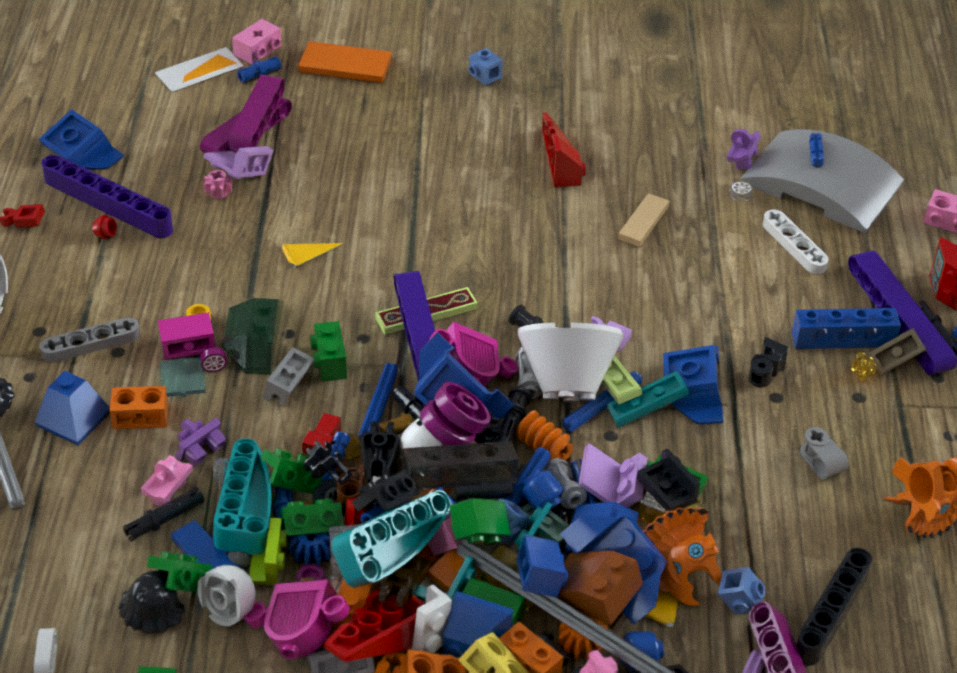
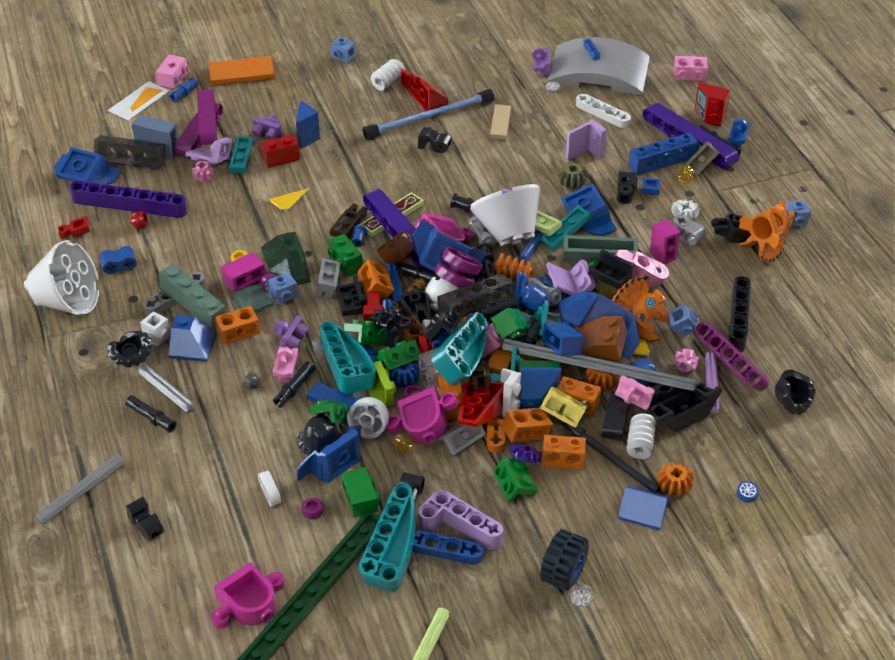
camera: 20 degrees left, 0 degrees up
(31, 381) = (156, 327): none -> white brick
(47, 273) = (118, 260): none -> blue axle
(100, 347) = (190, 295): none -> sand green brick
(111, 491) = (251, 381): none -> dark grey hinge
(142, 134) = (154, 150): none -> clear smoke brick
(154, 638) = (333, 458): none -> blue piece
(181, 121) = (158, 131): none -> sand blue brick
(222, 373) = (282, 288): none -> medium blue brick
(255, 647) = (403, 442): none -> clear yellow plate
(281, 174) = (241, 154): none -> teal tile
(303, 412) = (351, 297): none -> black bracket
(328, 182) = (279, 151): none -> red slope
(335, 144) = (269, 125): none -> medium lavender hips
(348, 398) = (375, 279): none -> orange brick
(363, 304) = (348, 221): none -> dark brown hinge
(368, 324) = (359, 233): none -> blue pin
(376, 157) = (307, 125): none -> blue slope
(395, 363) = (397, 249): none -> reddish brown cylinder
(465, 187) = (374, 130): none -> light blue hose
(506, 544) = (532, 333): none -> black pin
(524, 114) = (387, 74): none -> white piece
(541, 225) = (438, 141): none -> black leg
(694, 450) = (589, 247): none -> sand green brick
(700, 324) = (572, 175): none -> olive gear
(715, 653) = (686, 360): none -> bright pink gear
(724, 491) = (644, 266): none -> bright pink piece
(740, 276) = (586, 138): none -> lavender bracket
(775, 461) = (664, 242): none -> dark pink brick
(804, 371) = (650, 186): none -> blue plate
(837, 427) = (691, 211): none -> white gear
(879, 467) = (729, 228): none -> black hinge

